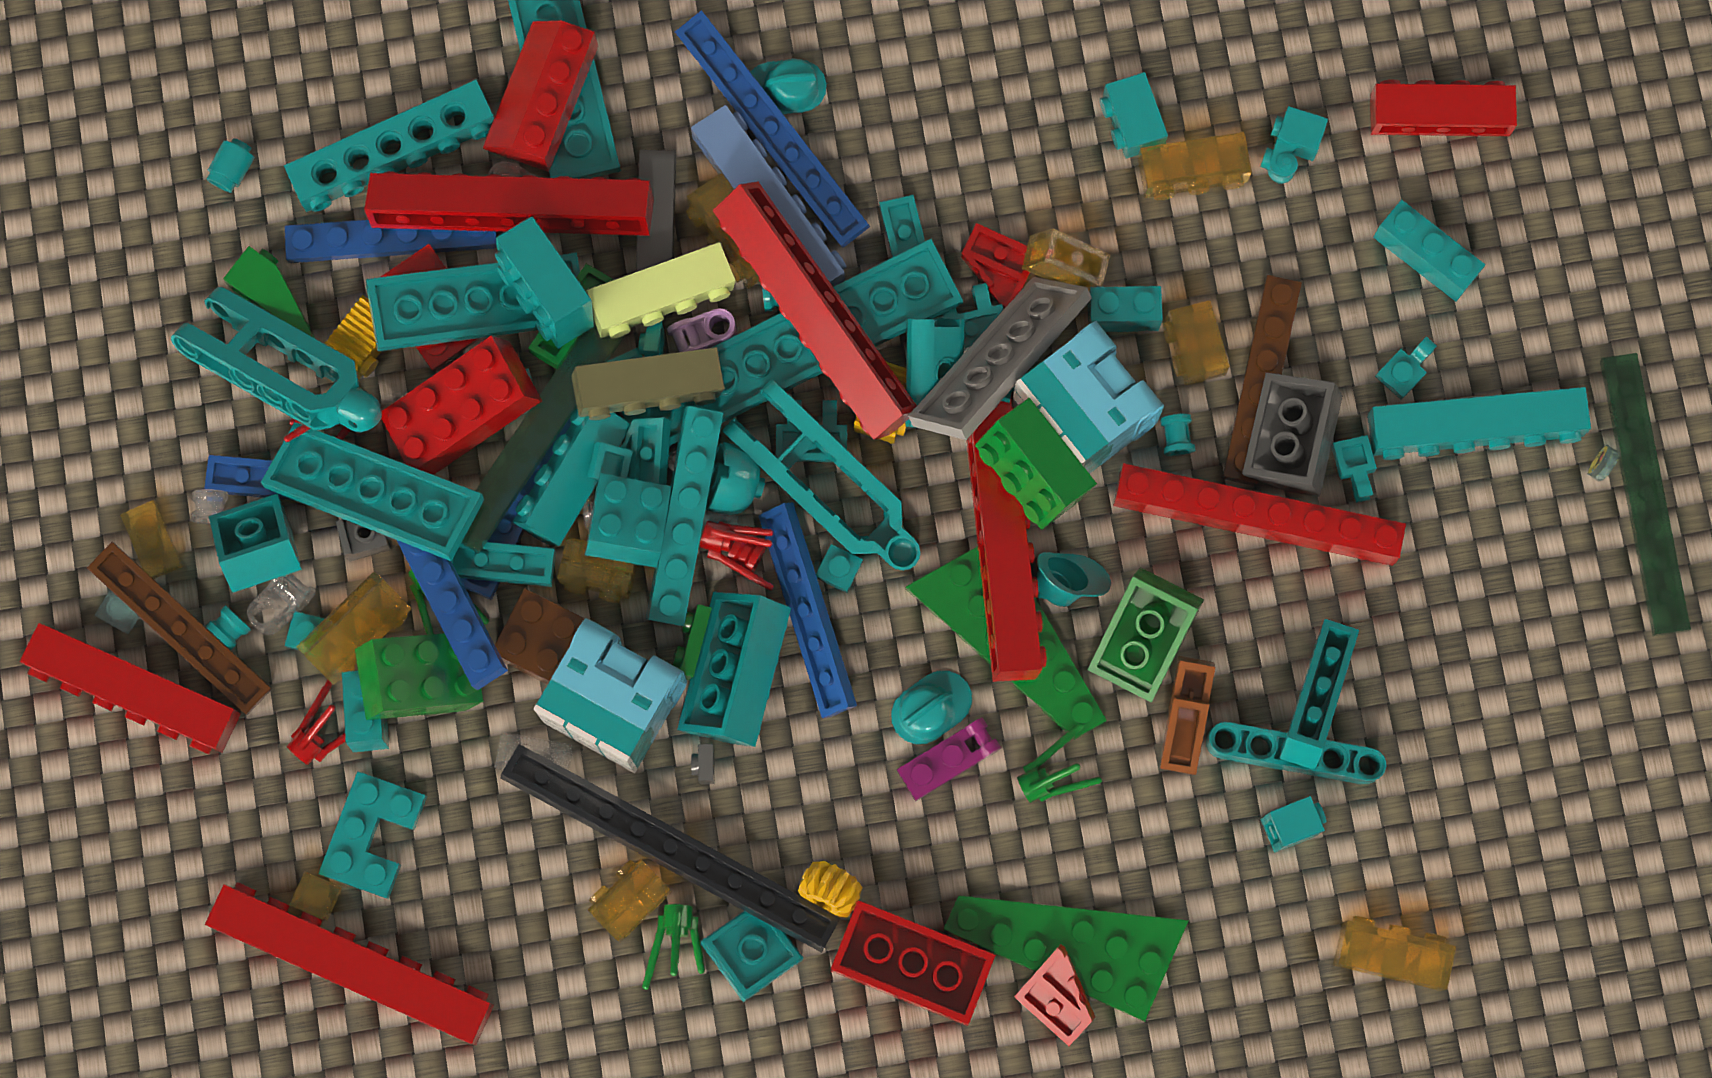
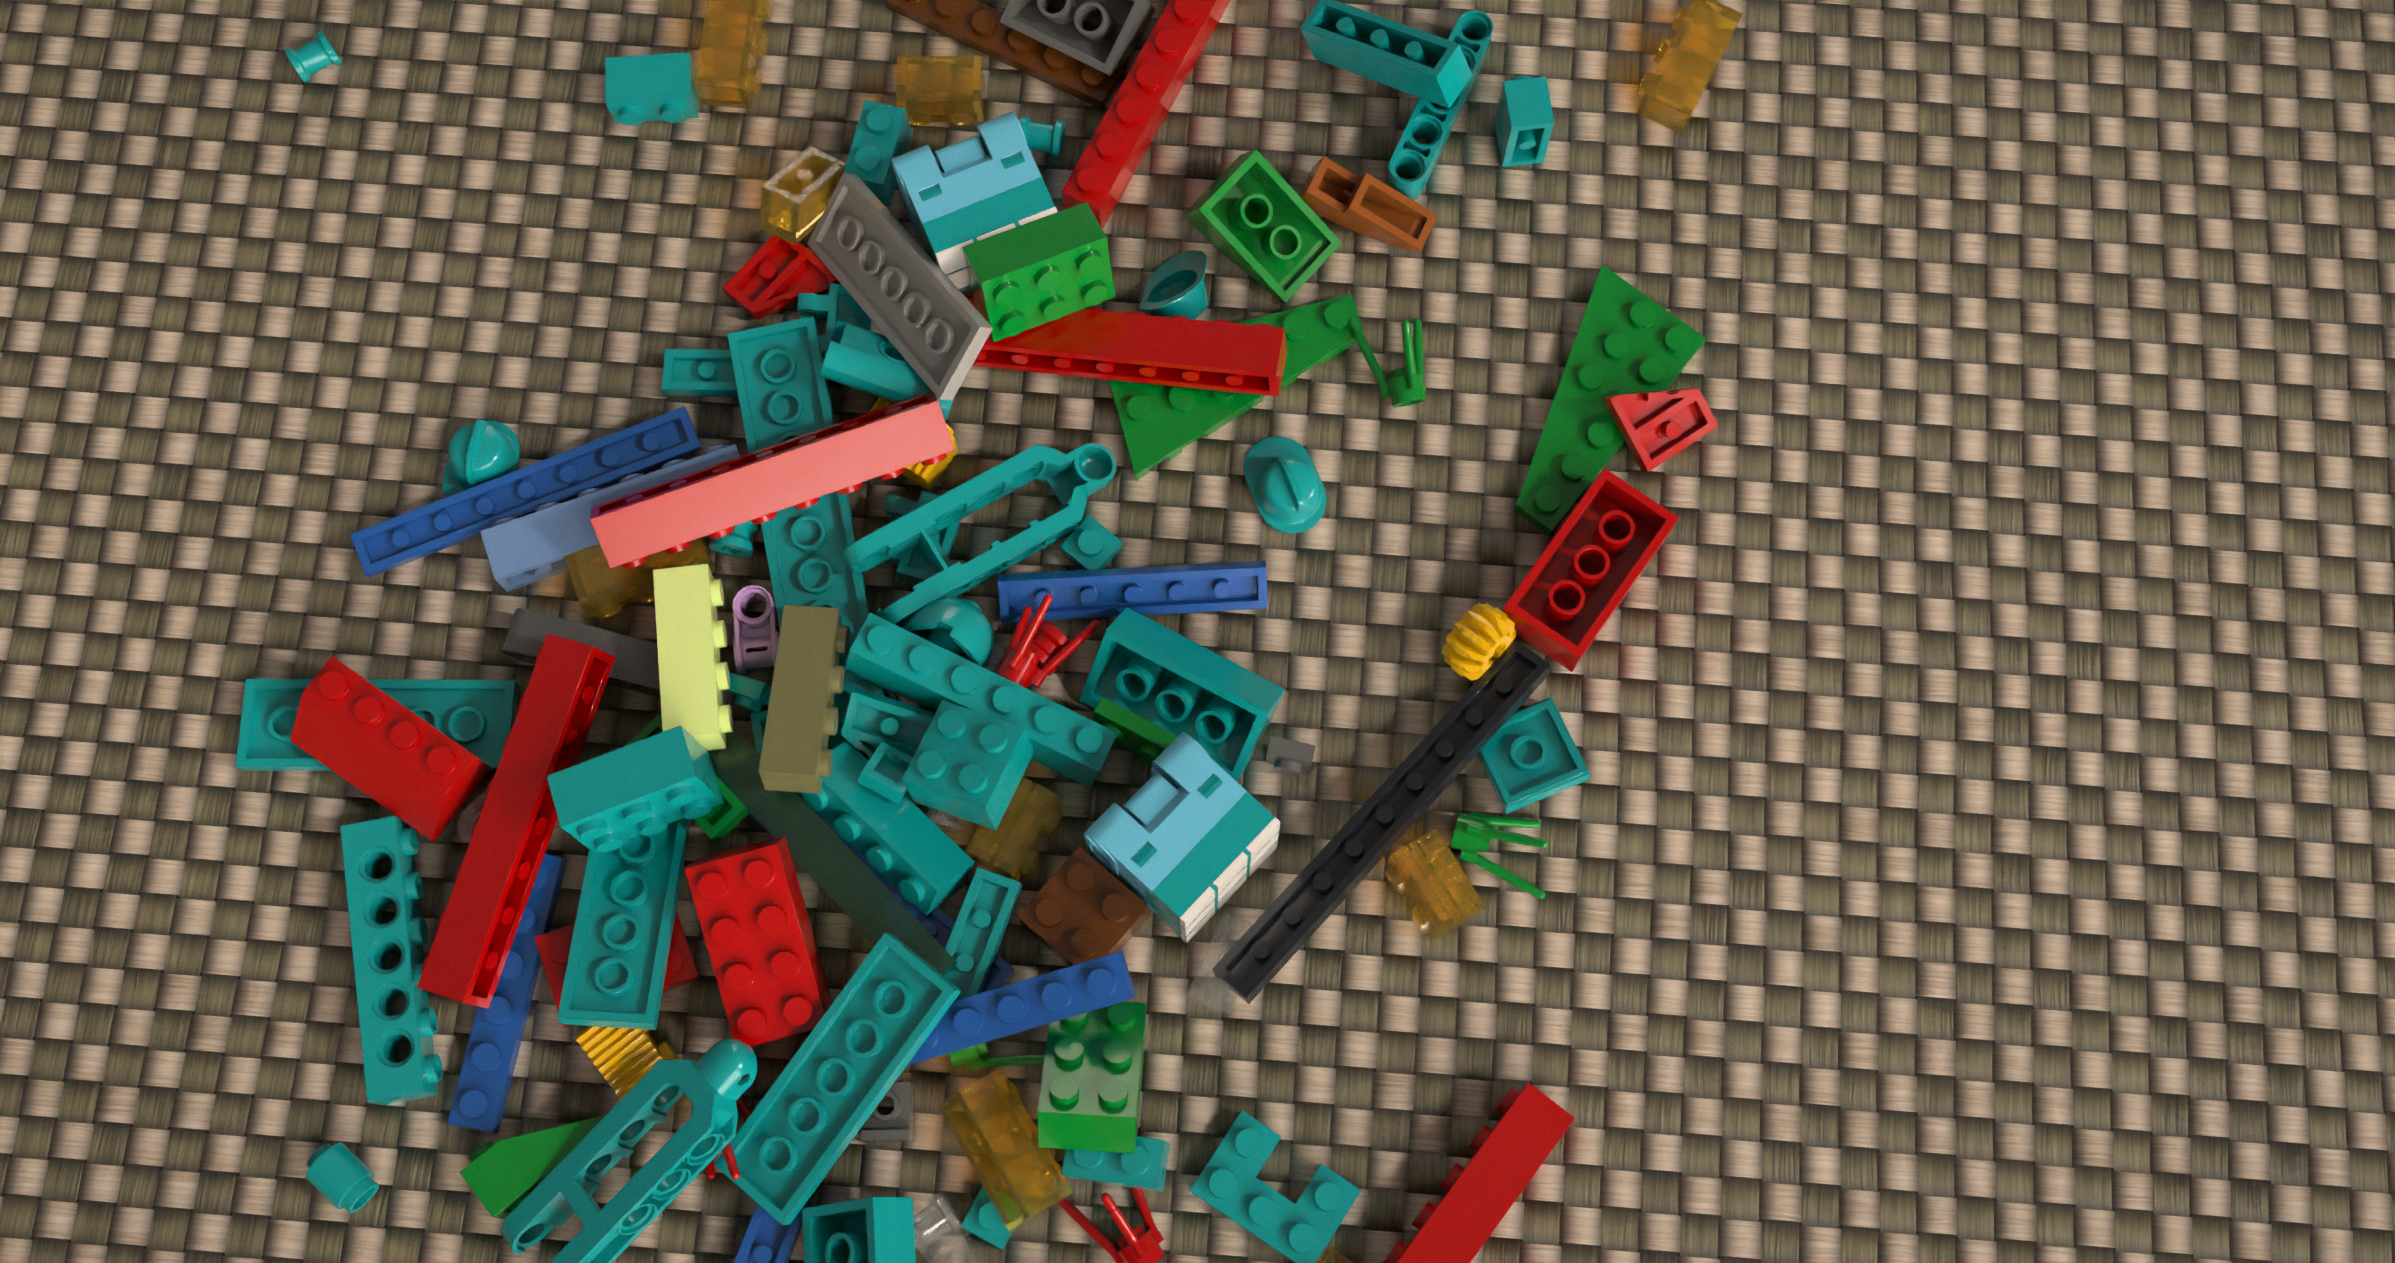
camera: 75 degrees left, 5 degrees down
(947, 760) = (1352, 480): magenta plate -> none

